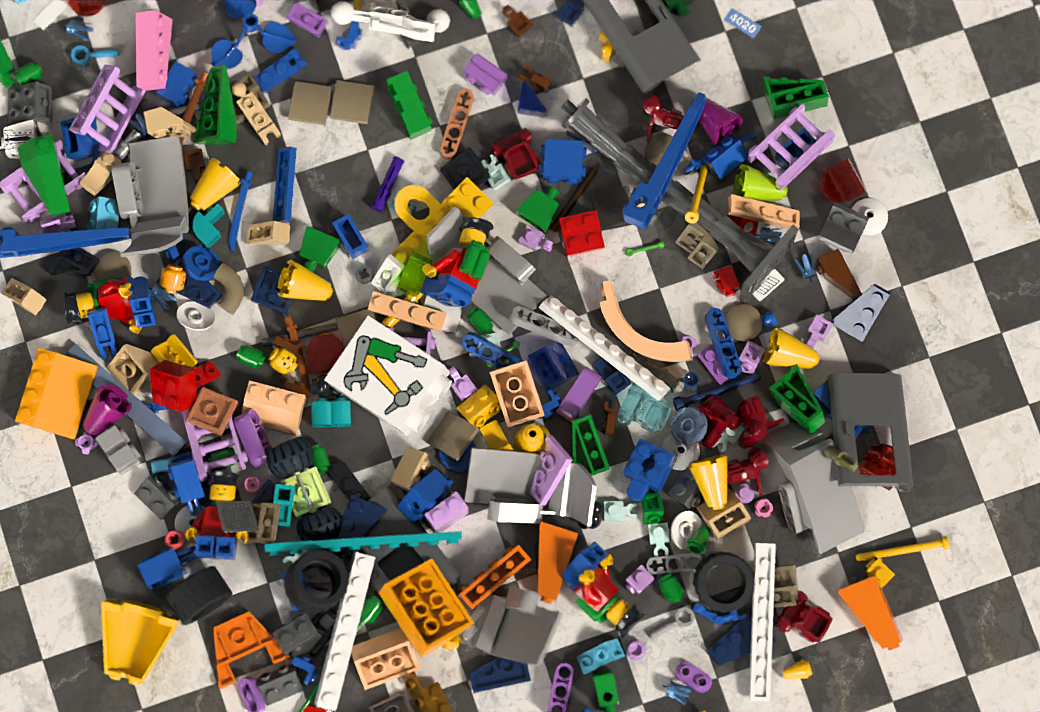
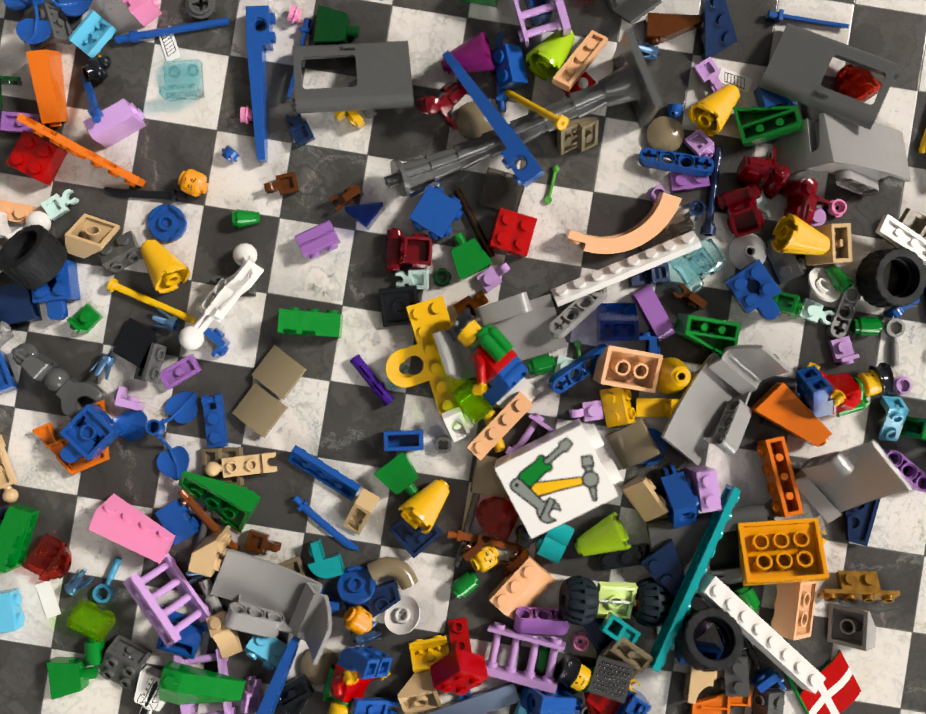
camera: 65 degrees left, 10 degrees up
(53, 57) = (91, 620): none -> clear neon green brick
(211, 411) = (500, 649): nougat tile -> none
(213, 185) = (290, 539): yellow cone -> none
(275, 603) = (695, 682): none -> tan arch
(321, 459) = (591, 571): green brick -> none
(357, 454) = (603, 537): none -> lime cone
(455, 123) = (351, 287): nougat beam -> none
(499, 230) = (478, 300): none -> reddish brown plate
(505, 196) = (441, 282): none -> dark green plate
(553, 466) = (718, 375): lavender wing -> none
(615, 511) = (771, 335): light aqua plate -> none
(689, 425) = (735, 232): sand blue tile -> none
(726, 281) = (622, 128): red brick -> none
(766, 233) = (597, 70): flat silver piece -> none
(827, 358) = (740, 81): none -> white sticker
(841, 458) = (852, 112): olive axle -> none
(905, 365) = (779, 16): none -> blue sword

